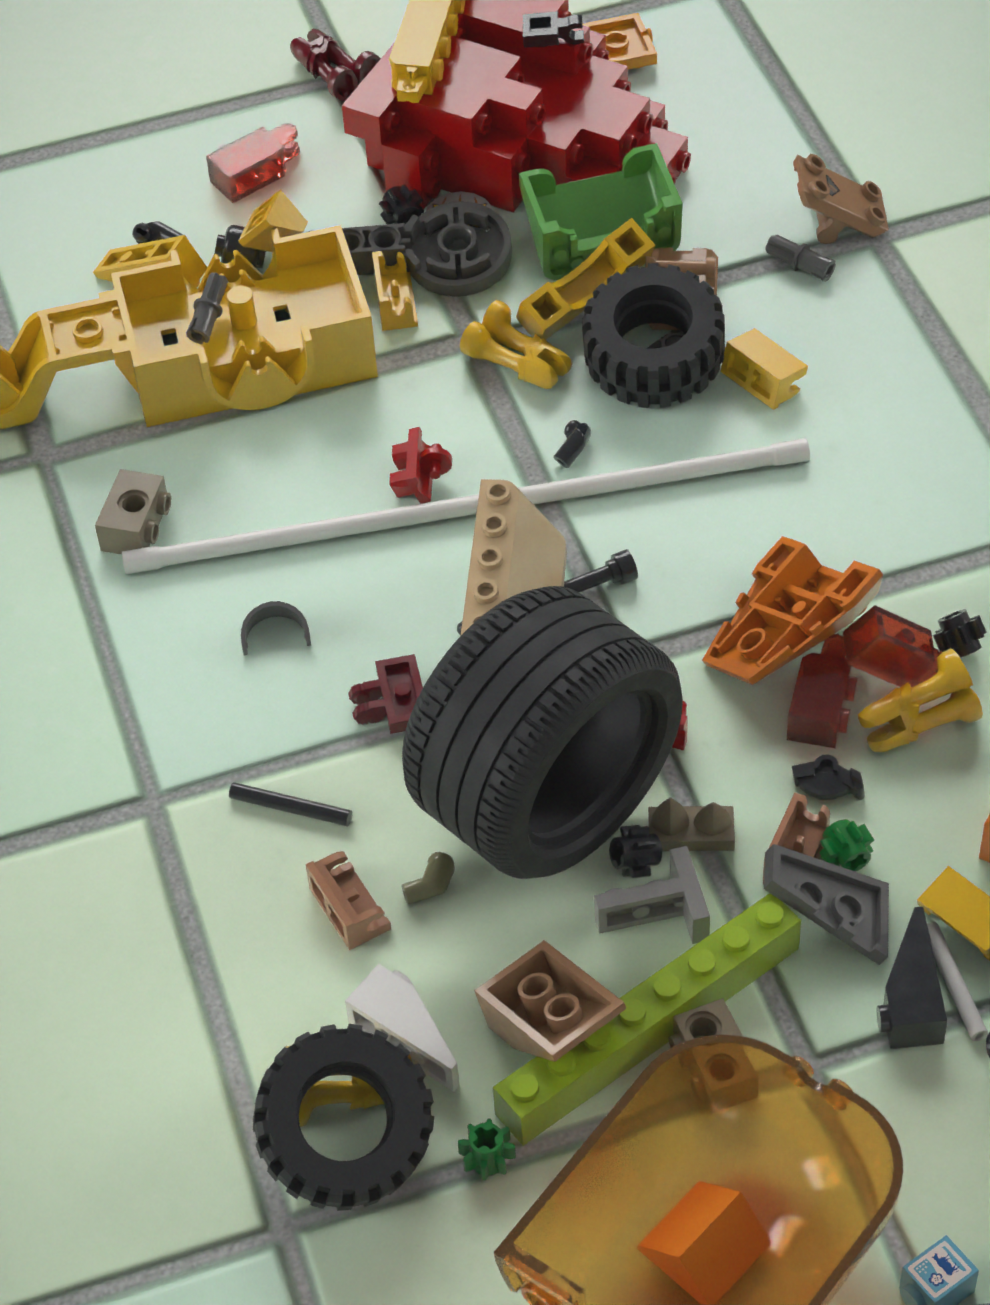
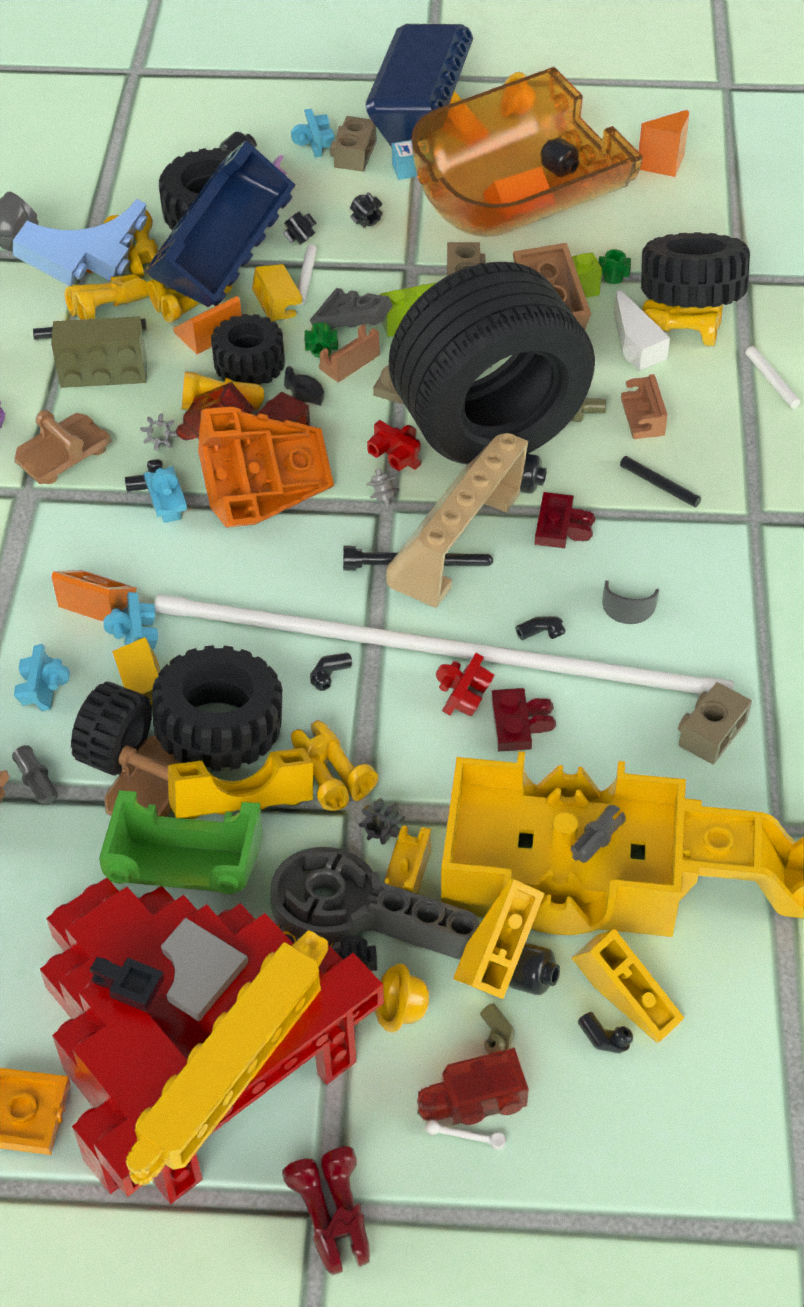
camera: 160 degrees left, 0 degrees up
(183, 1032) = (773, 378): none -> white bar
(248, 202) = (501, 1030): none -> olive arm
(341, 193) = (404, 999): none -> yellow hat
(347, 461) = (512, 718): none -> dark red hinge
(363, 566) = (538, 624): none -> black arm
(435, 314) = (376, 828): none -> black gear
(498, 62) = (201, 966): none -> light grey tile
(744, 278) = (107, 724): none -> black tyre
(816, 408) = (130, 621): none -> medium azure hips
(864, 331) = (43, 677): none -> medium azure hips
(883, 426) = (89, 593): none -> orange slope
(891, 555) = (166, 494): none -> medium azure hips
(913, 998) = (333, 269): black slope -> none
(930, 586) = (138, 482): none -> black arm
(936, 1123) = (366, 210): none -> black gear
(937, 761) = (248, 349): none -> black tyre

